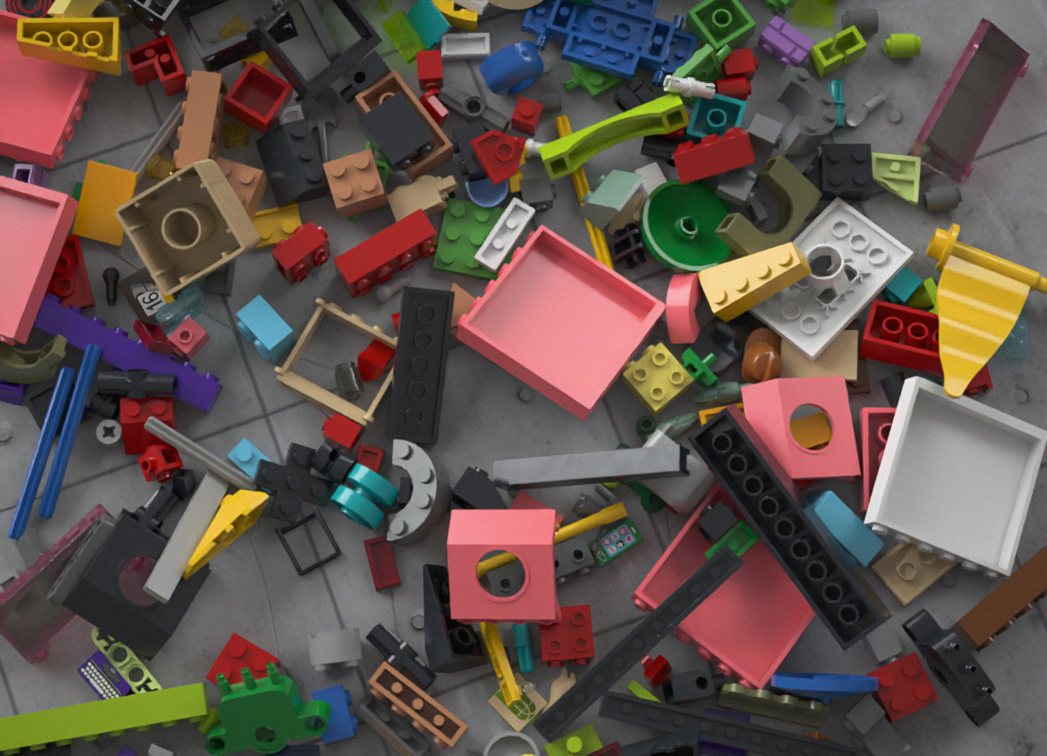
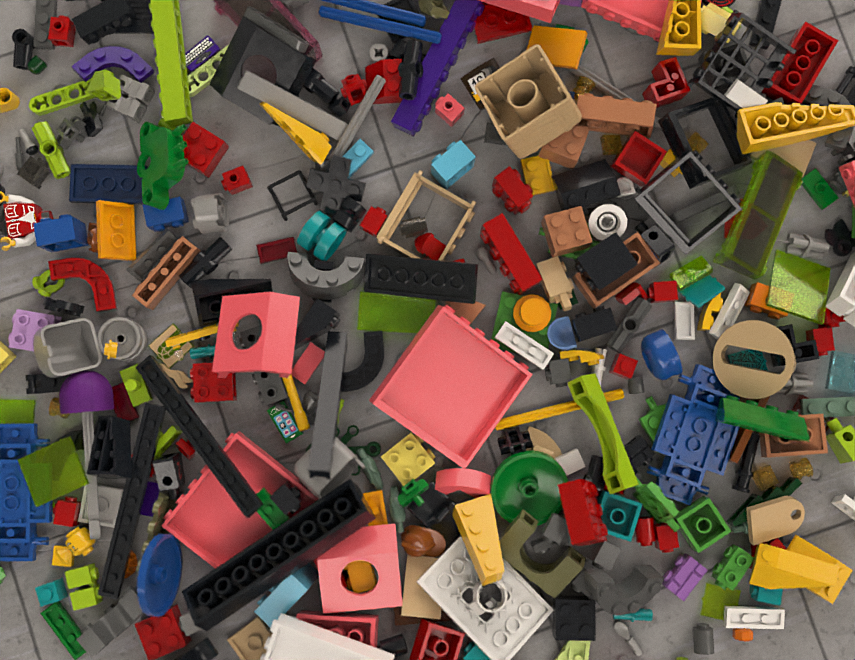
camera: 95 degrees right, 10 degrees up
(111, 277) = (499, 54): black piece -> none
(153, 337) = (448, 82): dark red tile -> none
(190, 303) = (472, 107): clear light blue plate -> none
(286, 619) = (236, 180): none -> red brick
(341, 134) = (606, 221): none -> white piece
(370, 457) = (354, 242): red tile -> none
(461, 227) = (532, 313): none -> light orange piece
(465, 404) = (393, 313): none -> clear neon green tile
(498, 154) = (586, 341): red plate -> none
(531, 430) = (370, 365): none -> black plate
(609, 197) = (553, 428): sand green slope -> none
(689, 87) = (641, 495): white pin -> none
(845, 49) = (679, 625): lime piece -> none

